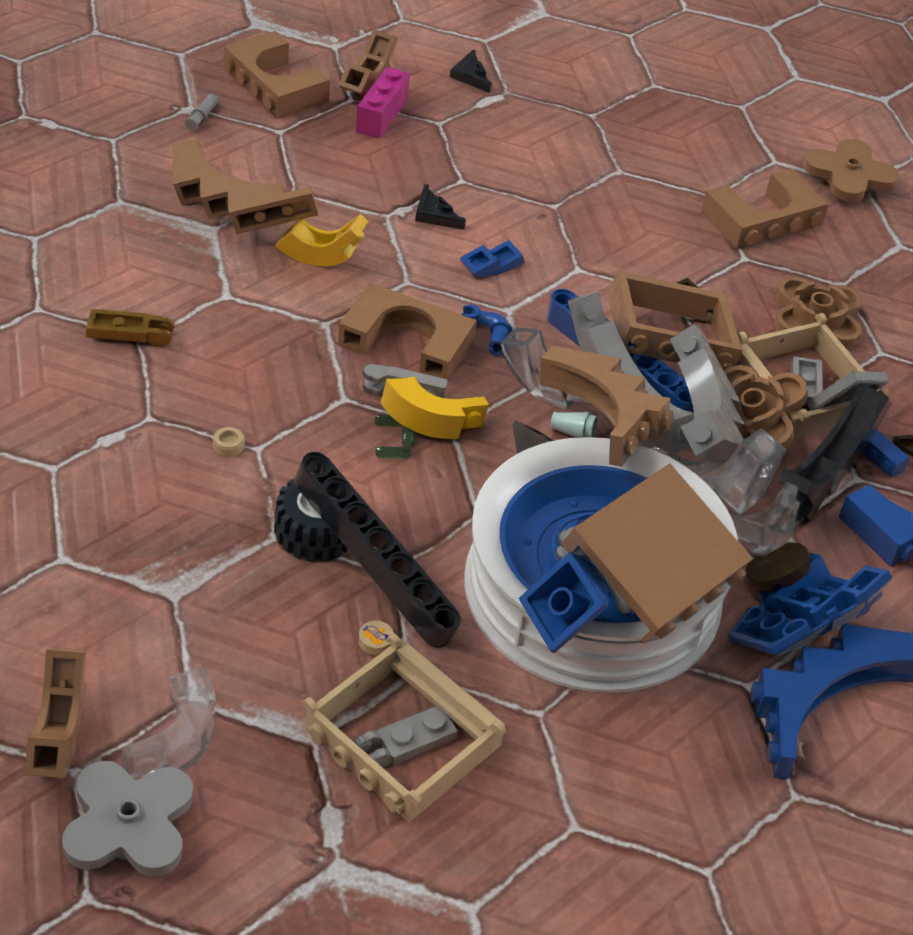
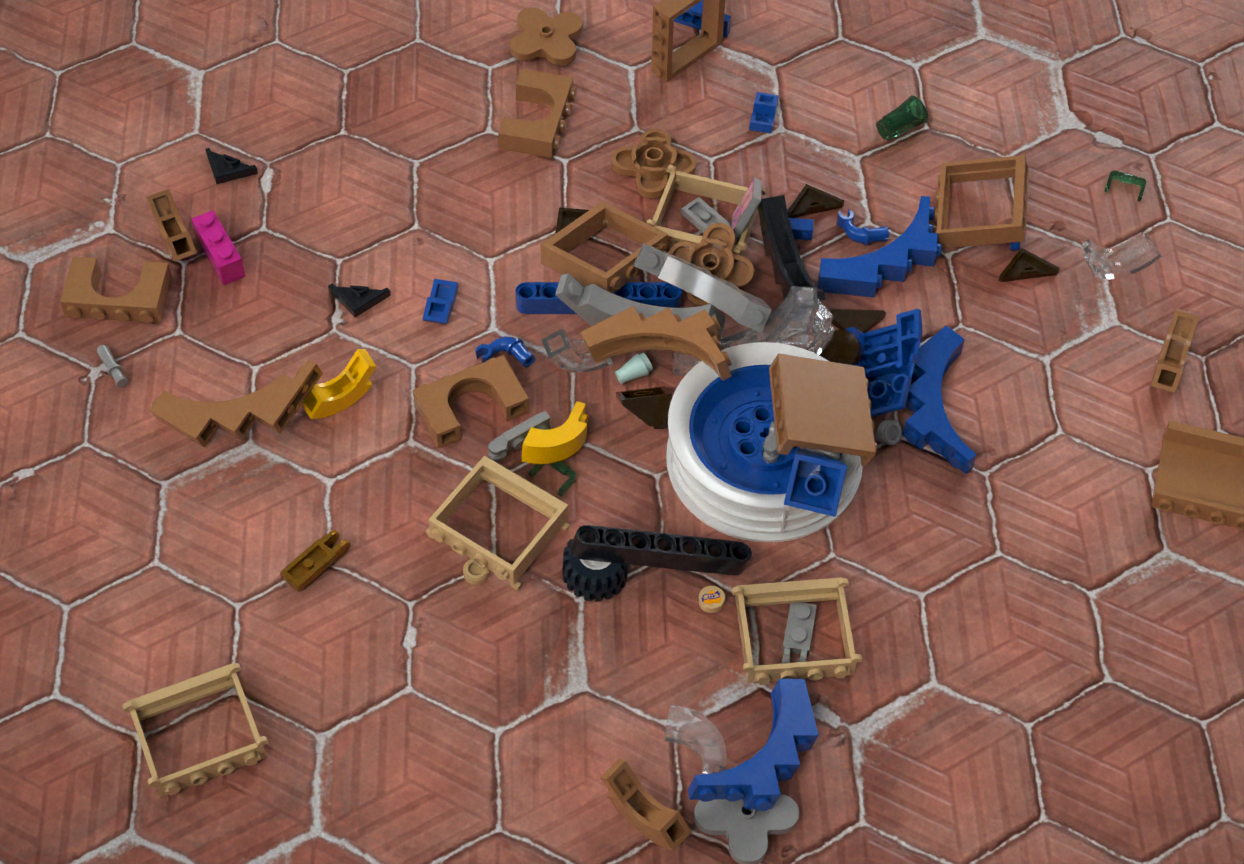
camera: 45 degrees left, 10 degrees up
(212, 794) = (778, 760): none -> blue arch
(293, 377) = (520, 489): none -> tan window
(739, 669) = (888, 432): none -> light grey tile
(837, 558) = (860, 319): none -> dark brown tile

